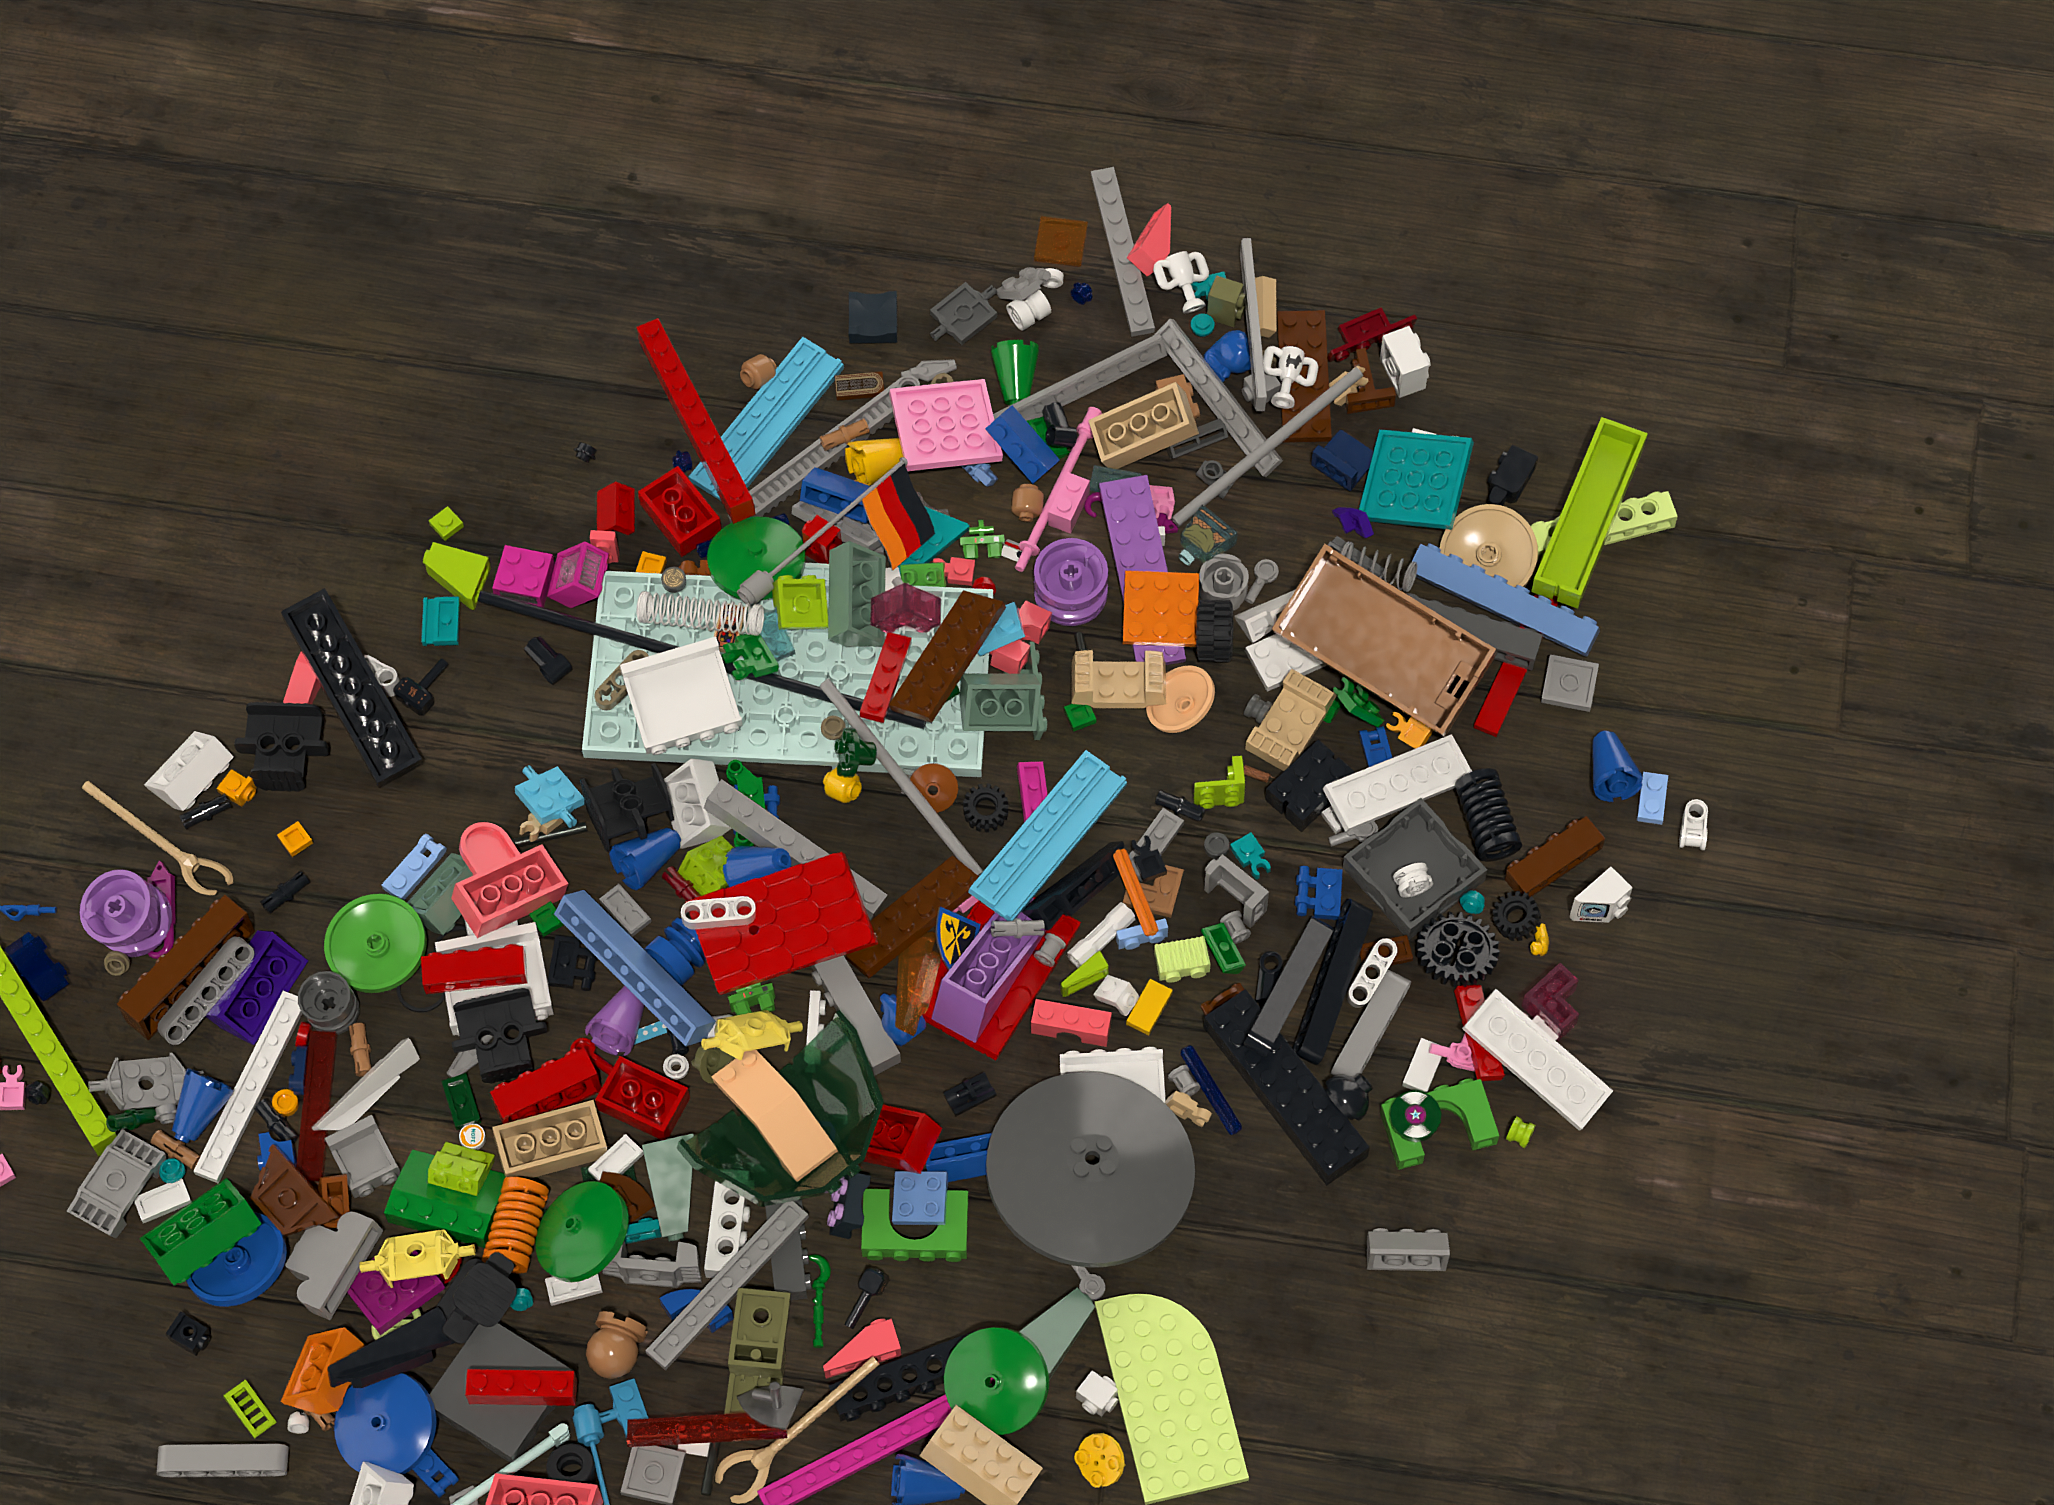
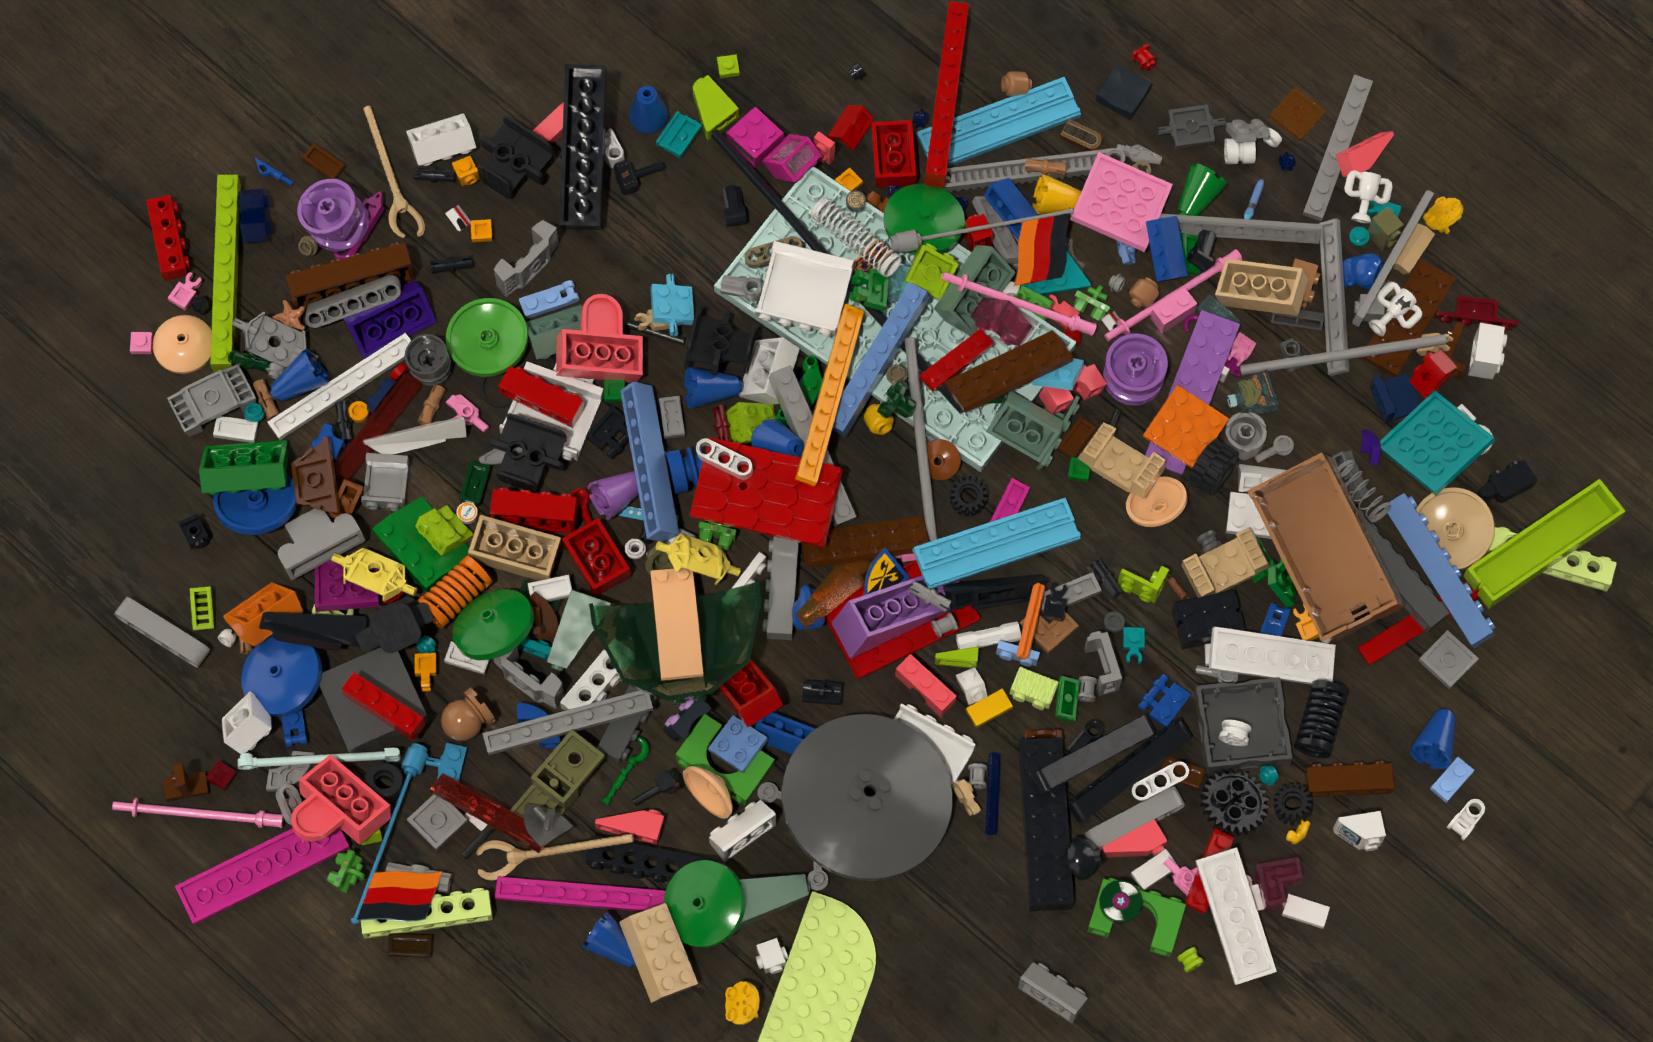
camera: 30 degrees right, 5 degrees up
(52, 1158) = (184, 355): none -> light nougat dish
(74, 868) = (323, 162): none -> reddish brown tile
(146, 1047) = (291, 316): none -> nougat animal
(260, 841) = (458, 218): none -> sticker
(361, 867) = (545, 242): none -> light grey plate
(392, 615) = (648, 111): none -> blue cone
(398, 1030) = (467, 410): none -> bright pink piece
(535, 1322) = (425, 667): none -> light orange plate
(611, 734) = (739, 287): none -> light grey piece
(781, 786) = (829, 395): none -> light orange plate
(805, 723) = (879, 357): none -> medium blue brick
(871, 272) = (1144, 58): none -> red brick
(922, 1264) = (708, 790): none -> light nougat dish
(978, 571) = (1073, 322): none -> bright pink bar
(981, 1283) = (742, 830): none -> white slope
(982, 1230) = (768, 792): none -> light grey plate
(992, 509) = (1117, 283): none -> light grey plate
(1055, 685) = (1076, 438): none -> reddish brown tile
(1074, 349) = (1254, 199): none -> medium blue piece
(1272, 254) = (1443, 214): none -> yellow plate
(1367, 413) = (1432, 373): none -> red brick
(1391, 1047) = (1139, 842): none -> coral slope
(1600, 1014) = (1305, 911): none -> white tile

